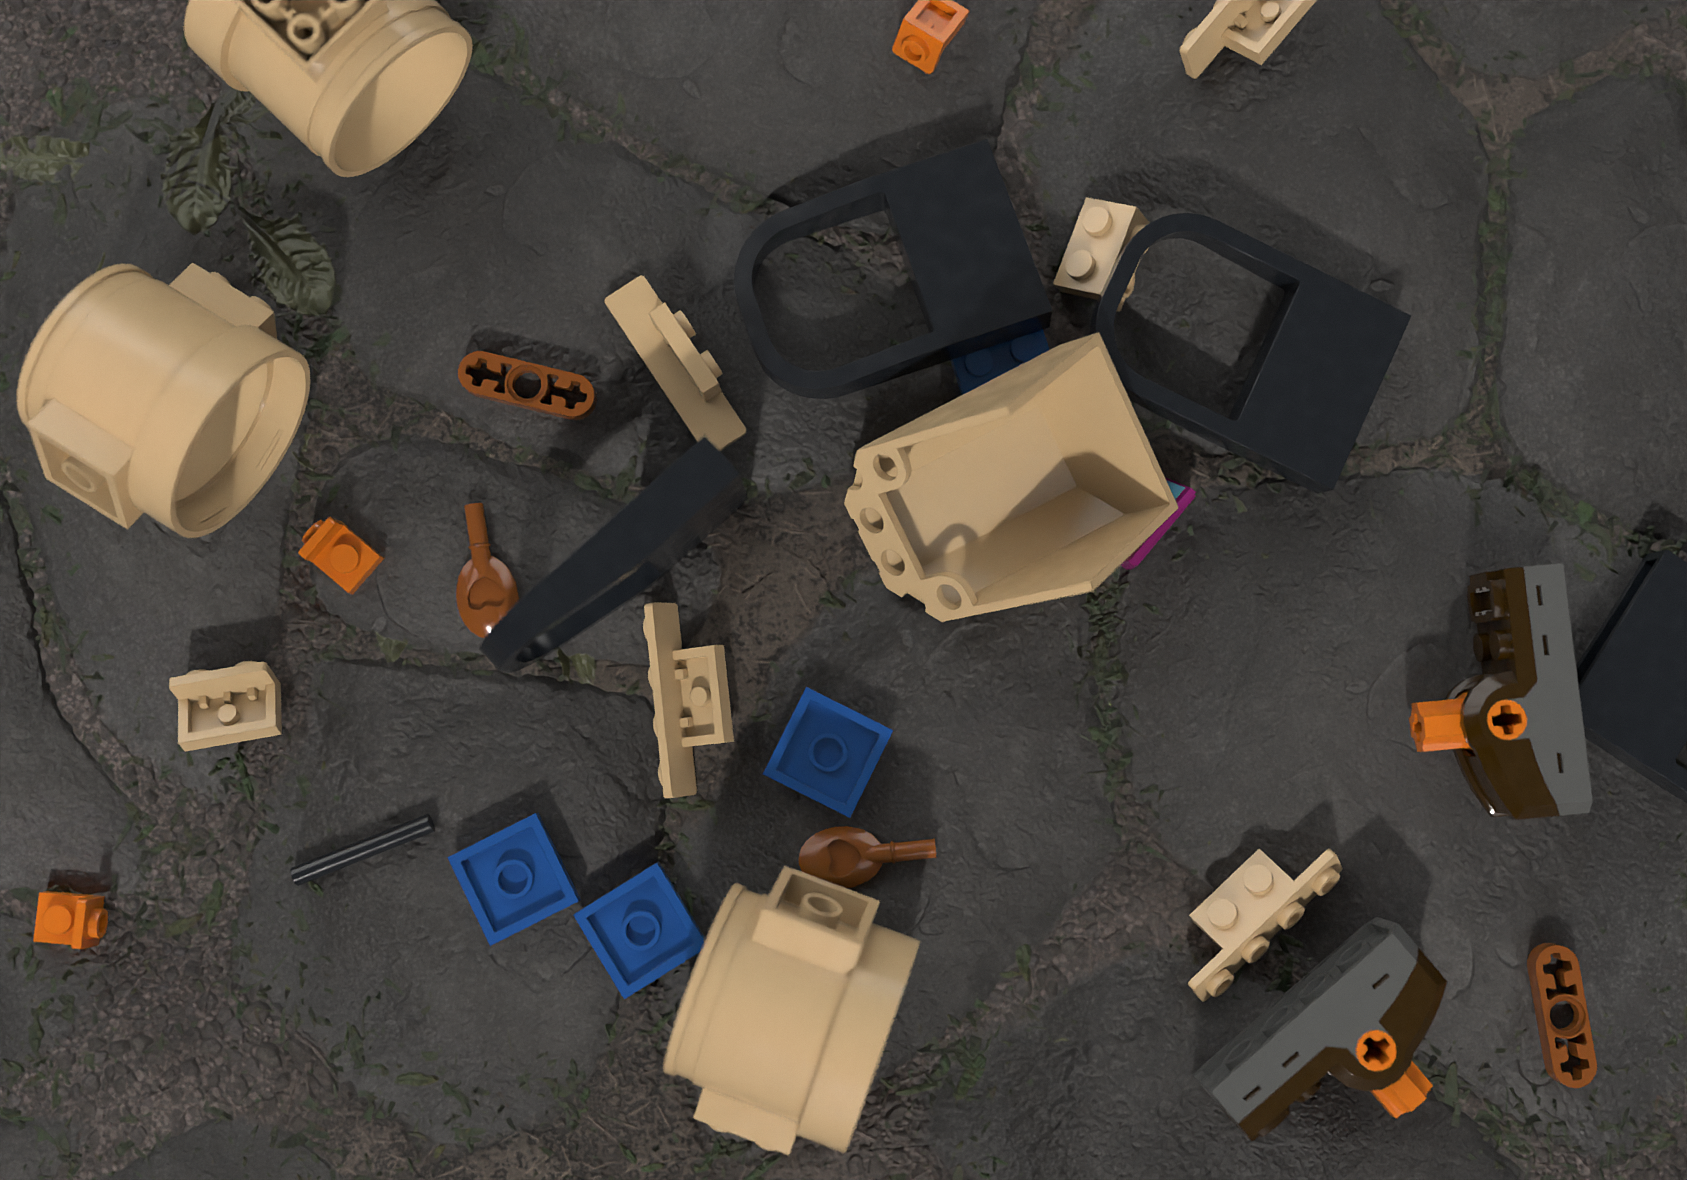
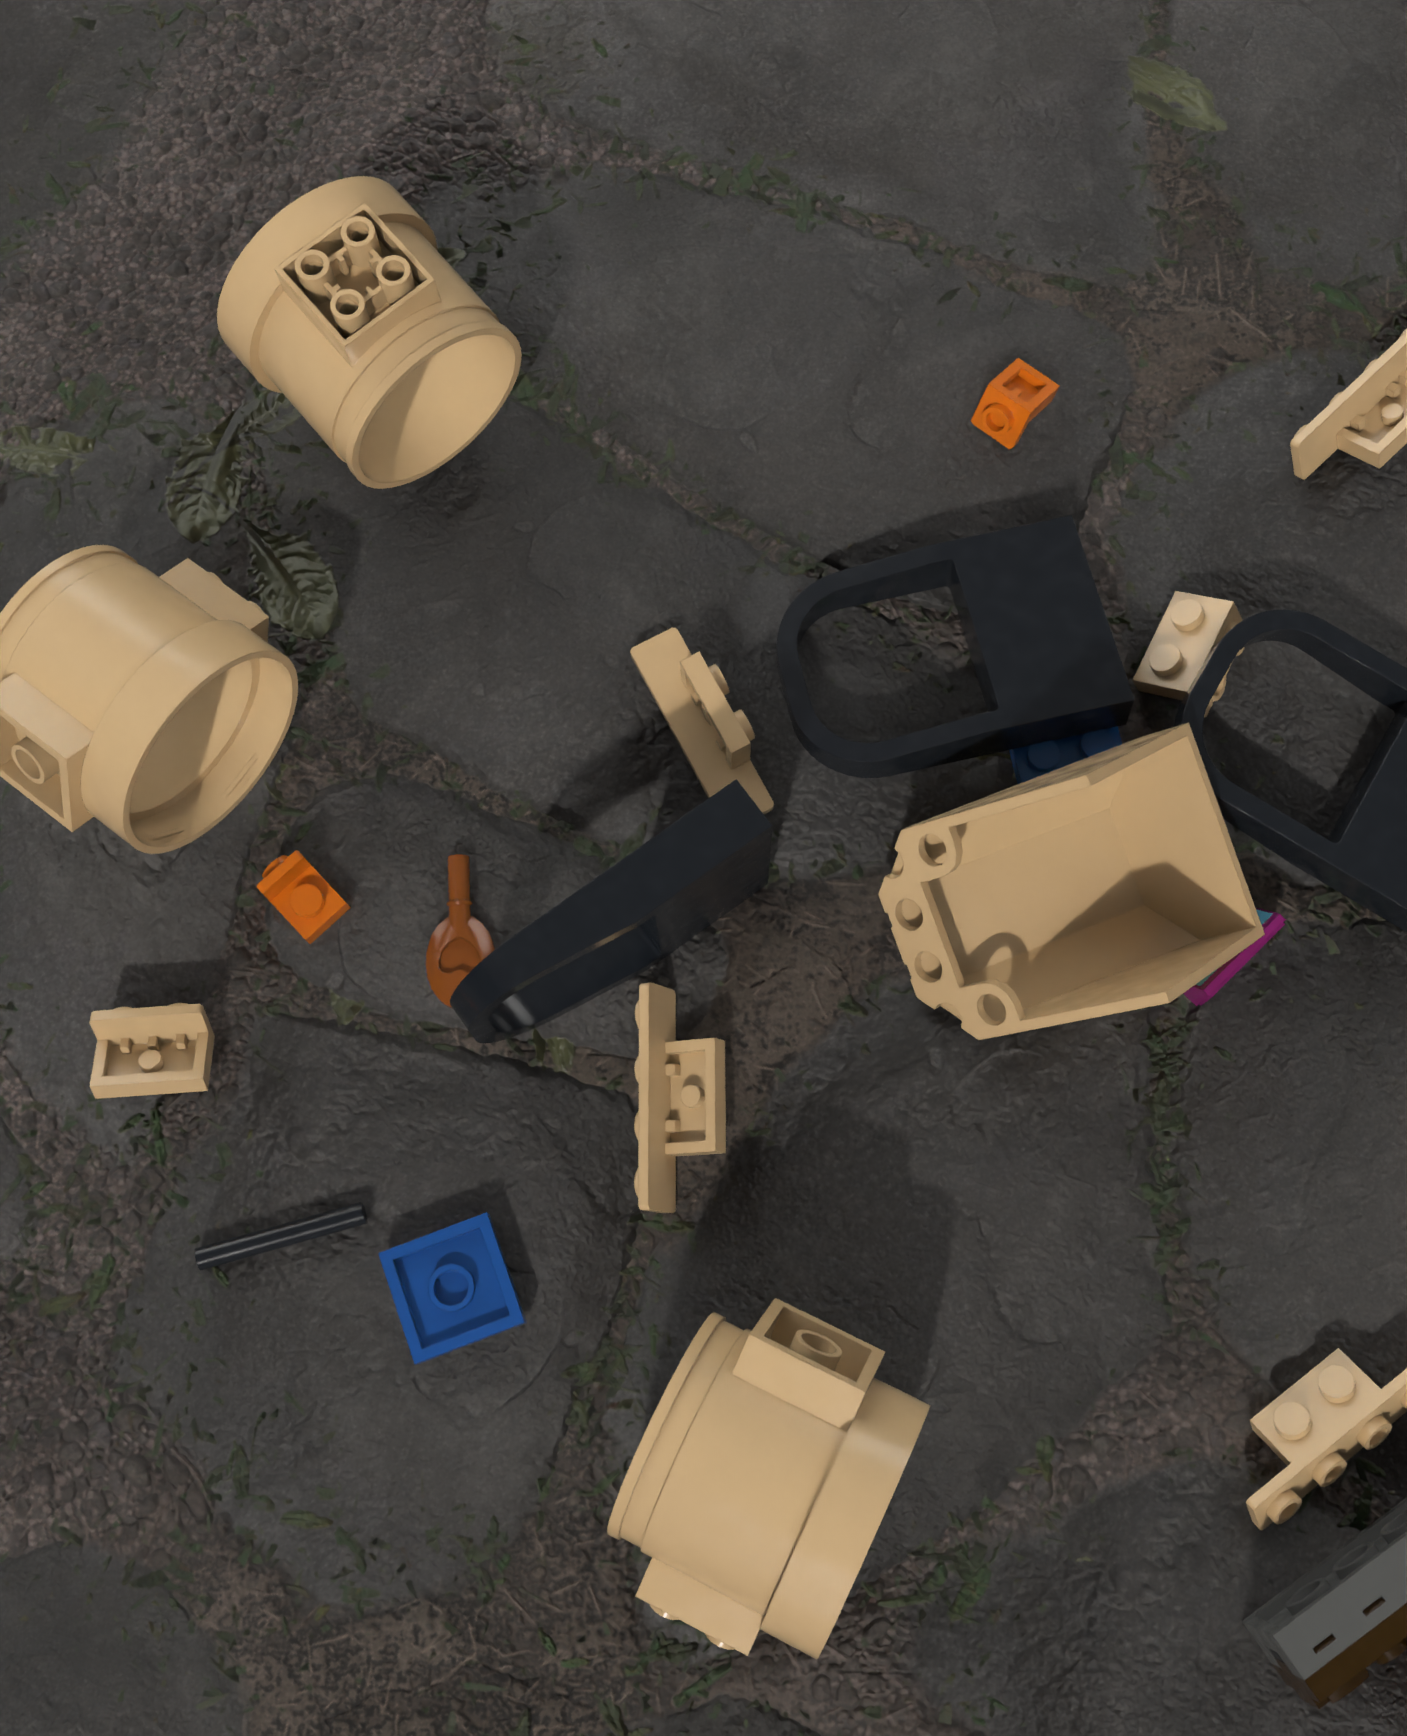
camera: 15 degrees right, 10 degrees down
(496, 364) = (493, 733): dark orange beam -> none
(641, 930) = (593, 1365): blue plate -> none
(828, 752) = (834, 1178): blue plate -> none
(854, 856) = (859, 1303): dark orange piece -> none

